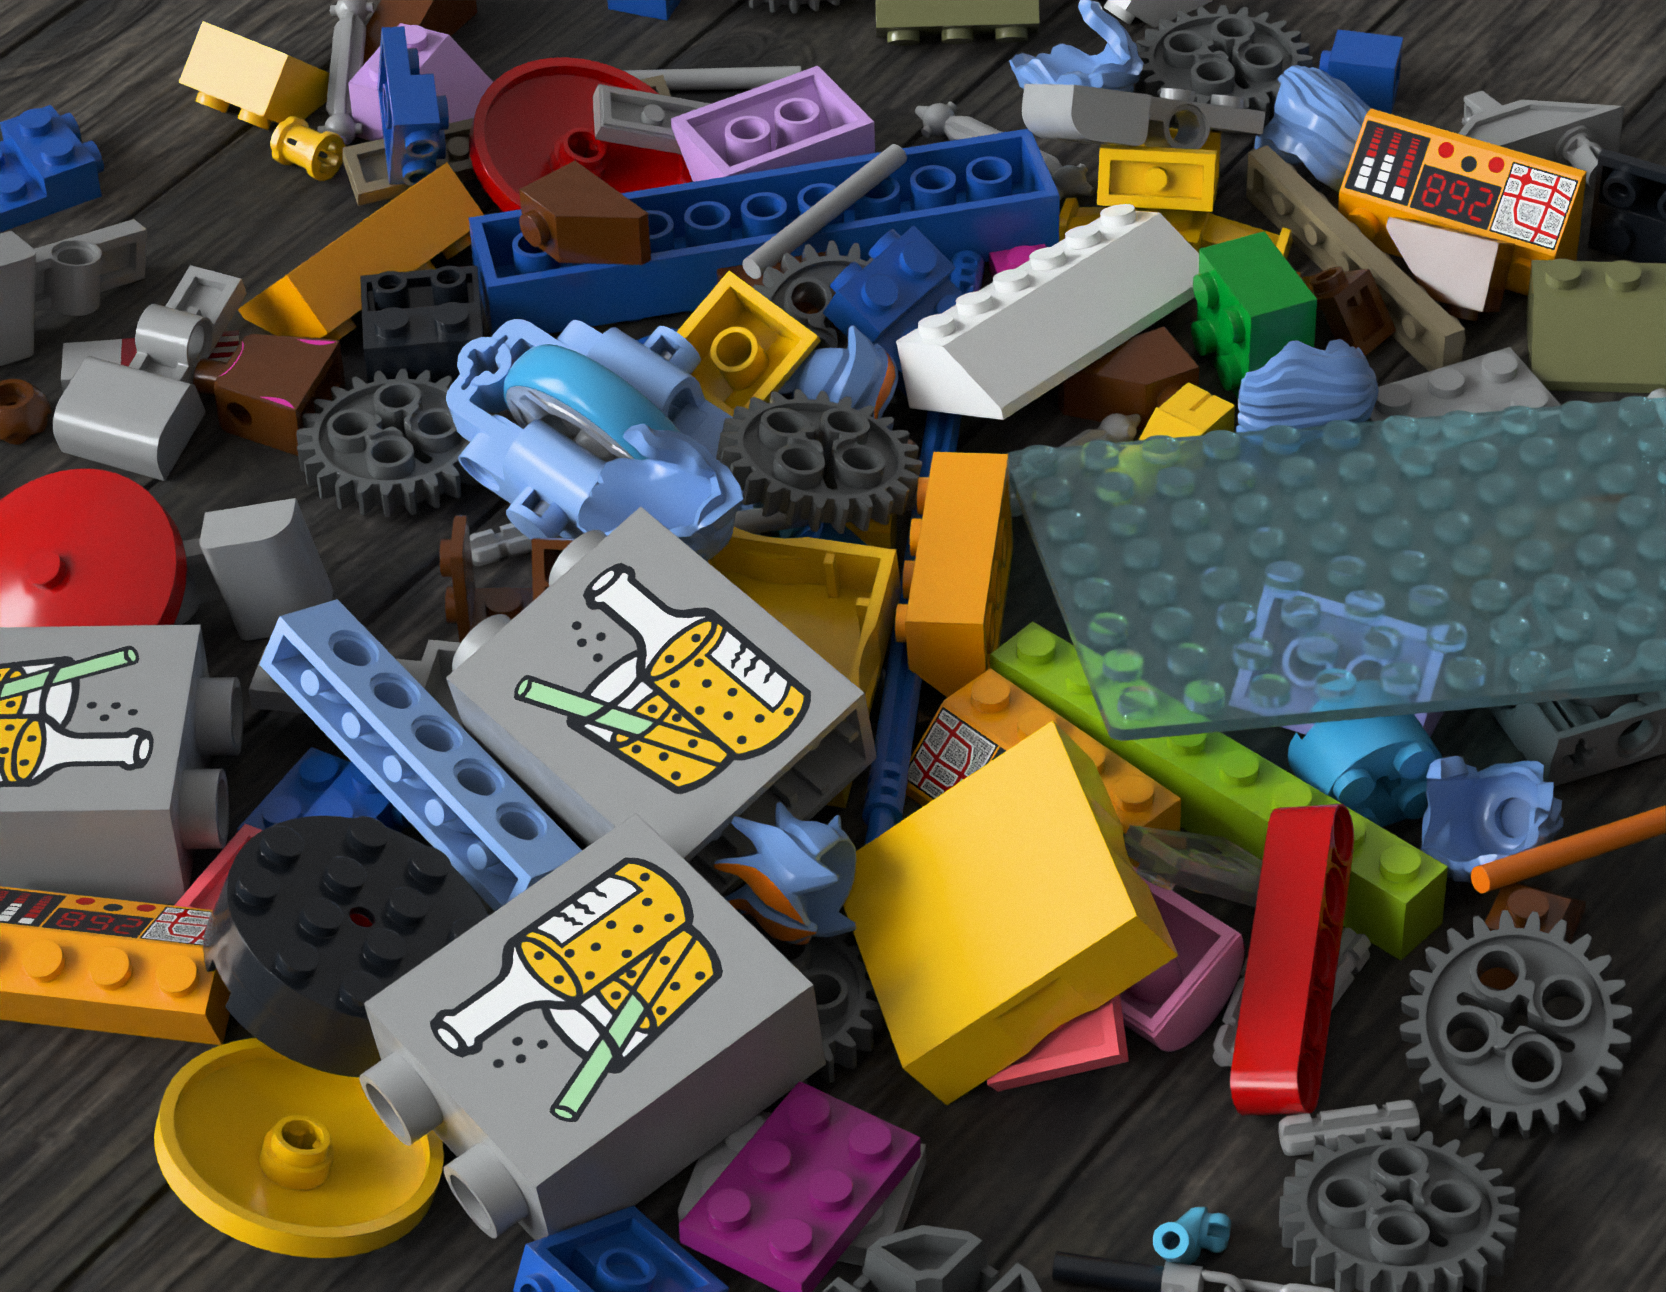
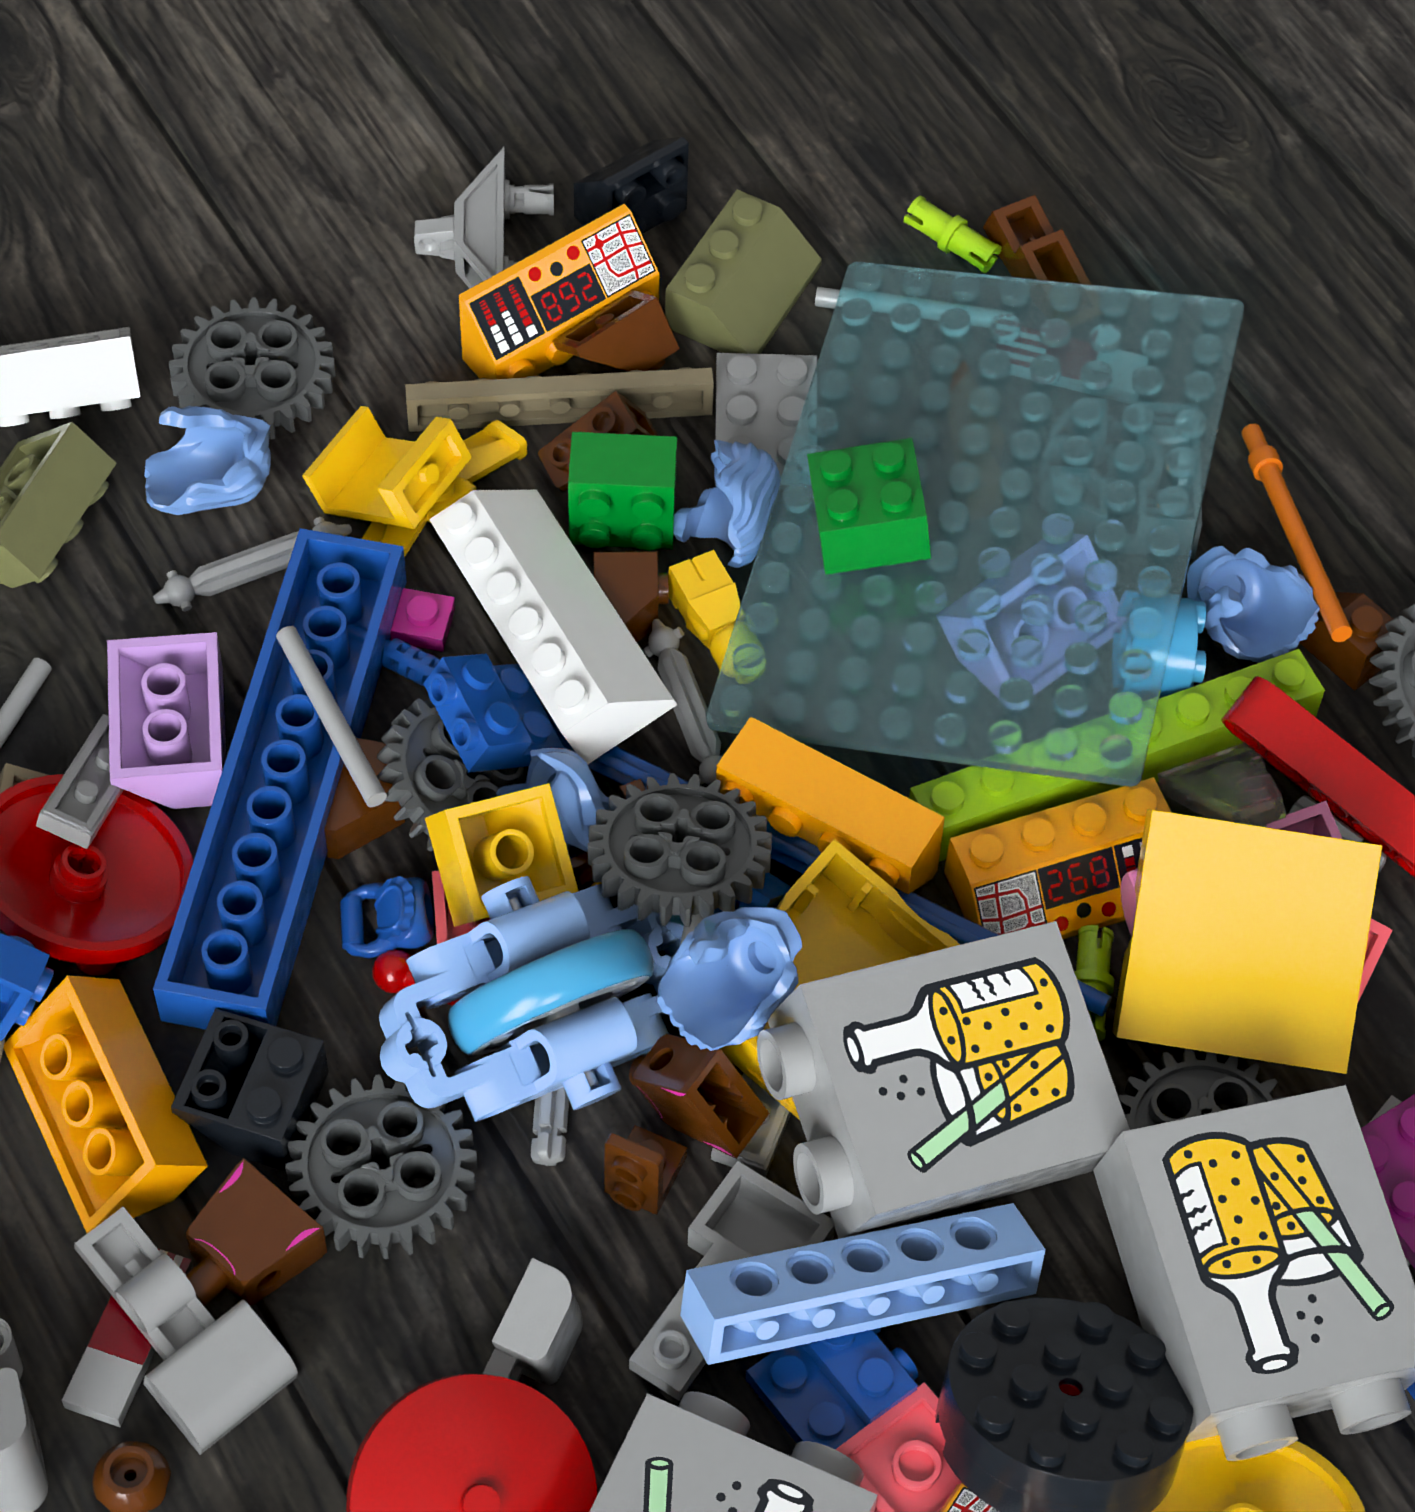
camera: 70 degrees left, 15 degrees up
(583, 219) = (247, 895): reddish brown slope -> none
(794, 877) = (1156, 1060): medium blue hair -> none
(1132, 118) = (356, 457): light grey plate -> none
(1315, 123) = (400, 339): medium blue hair -> none
(1335, 449) = (869, 506): none -> green brick
(1367, 66) = (324, 281): blue brick -> none

